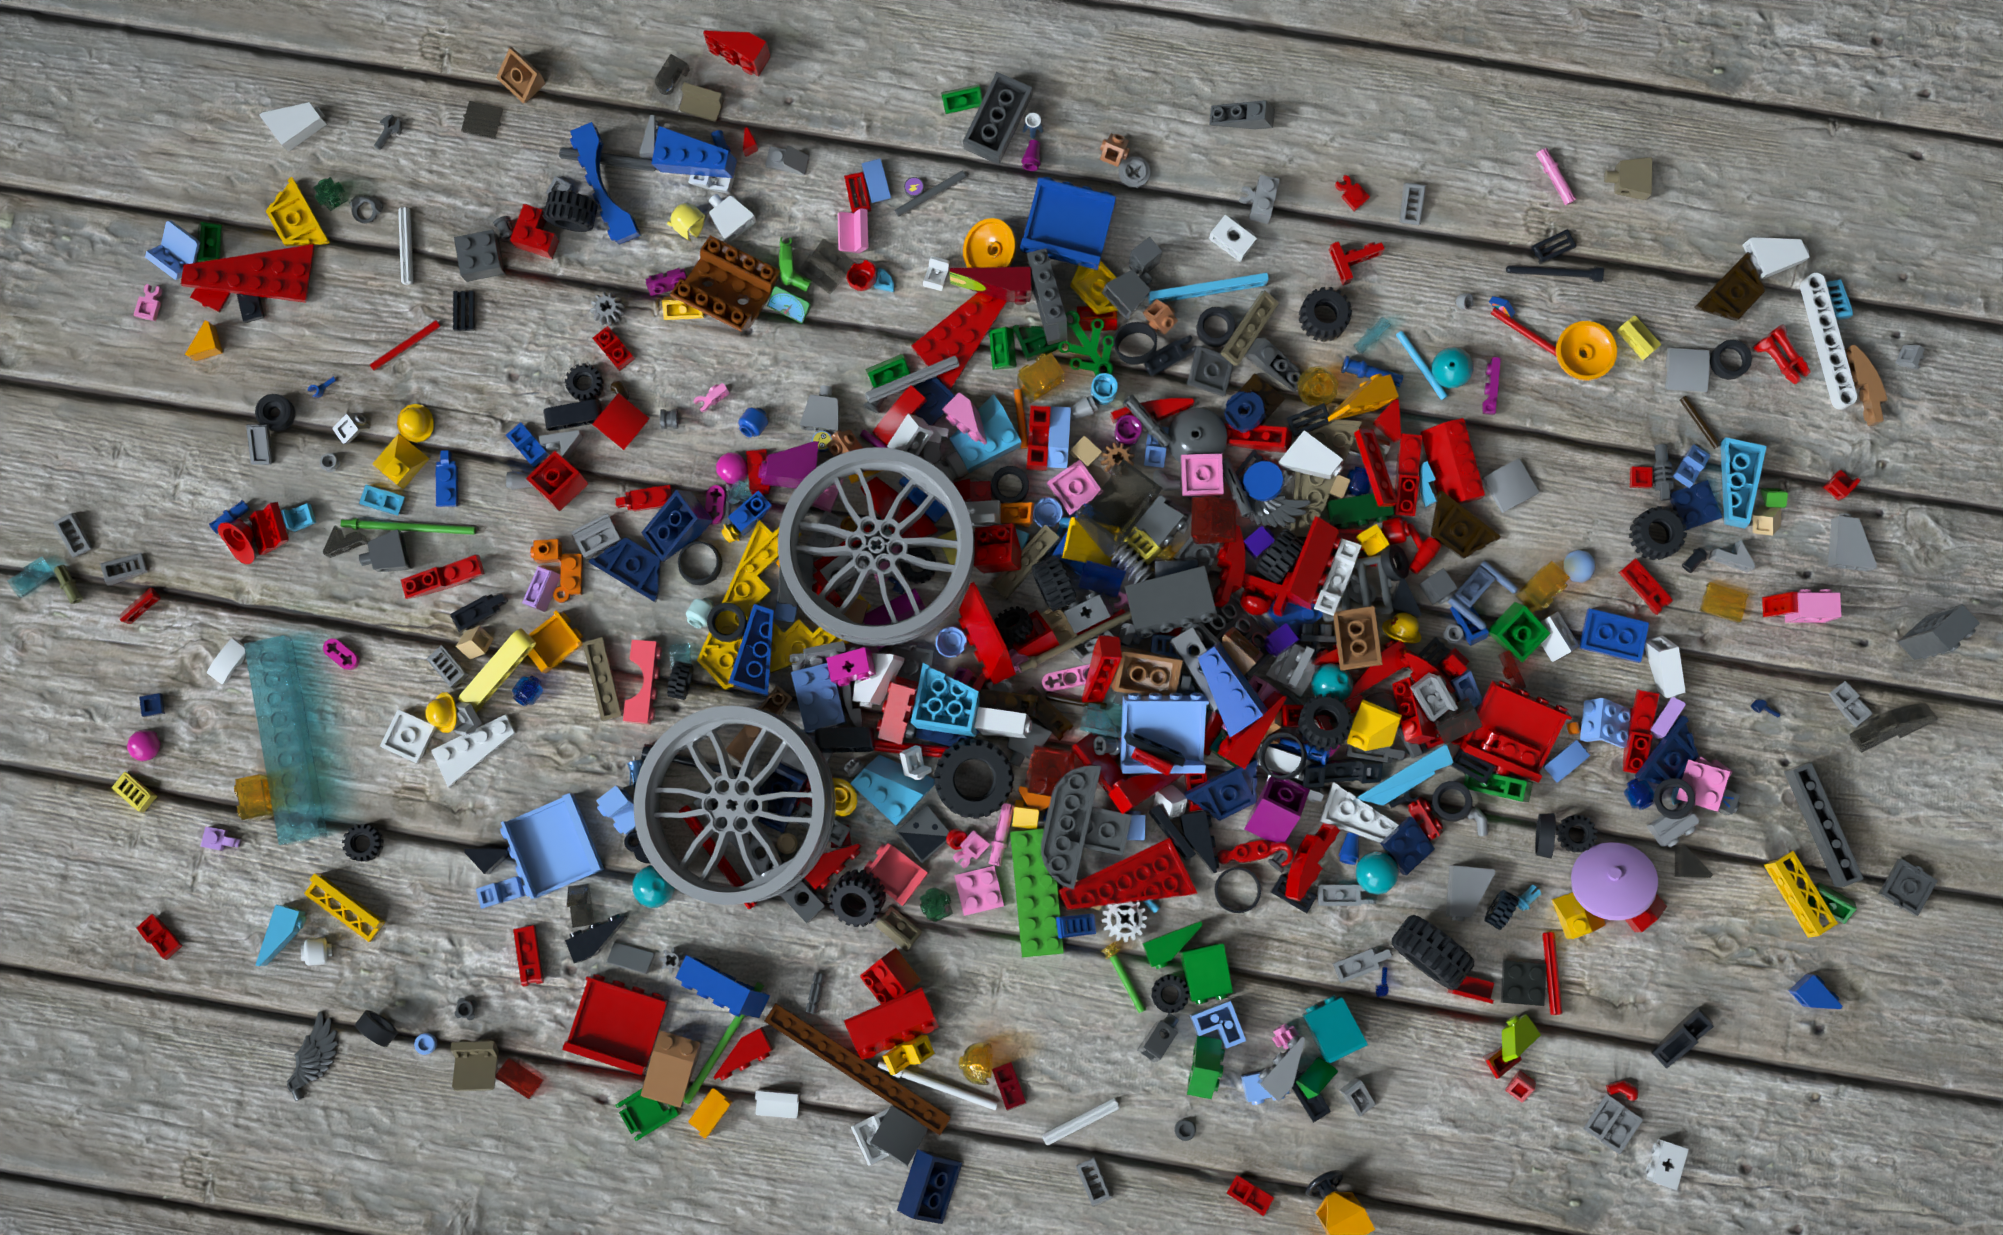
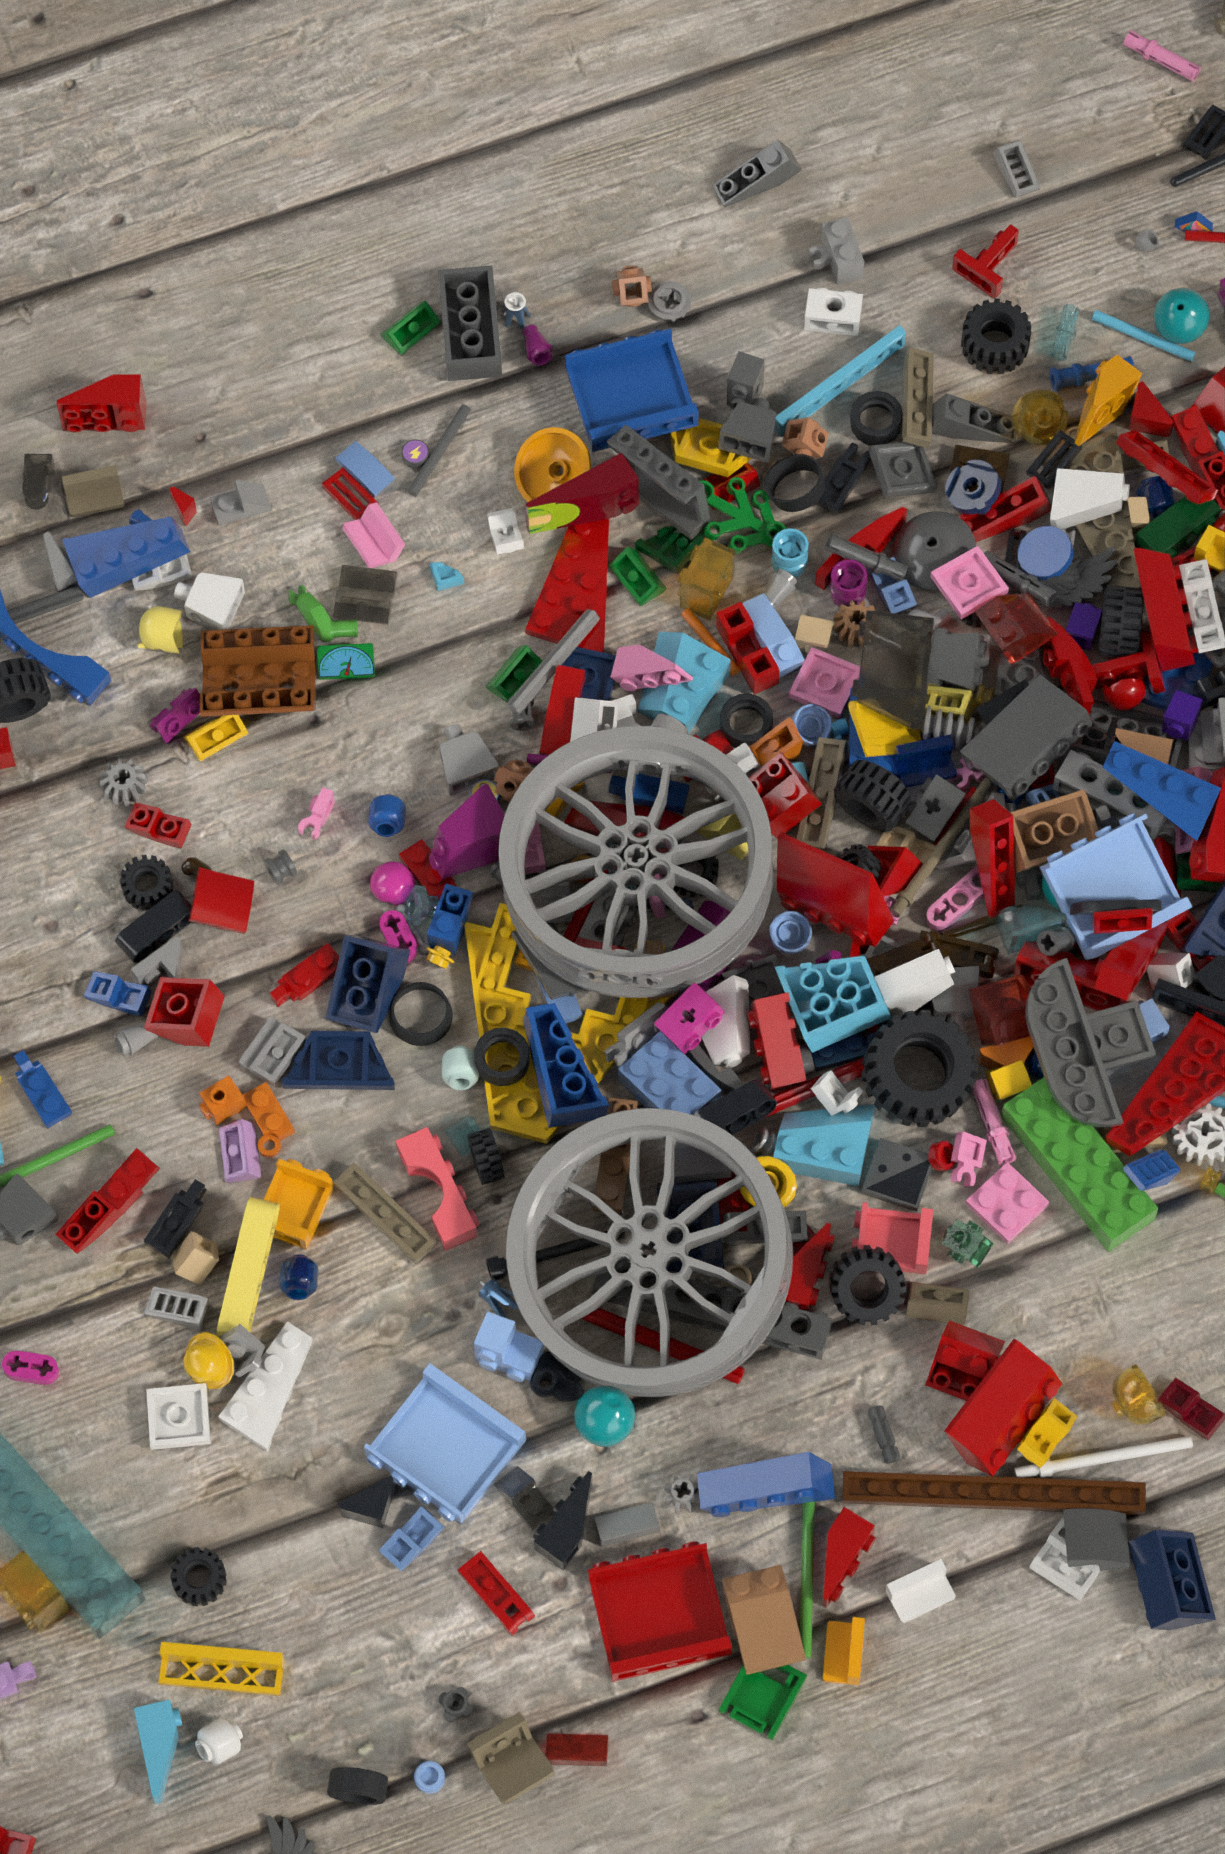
camera: 30 degrees left, 15 degrees down
(862, 276) = (417, 580): red hair -> none
(1353, 195) = (943, 195): red plate -> none

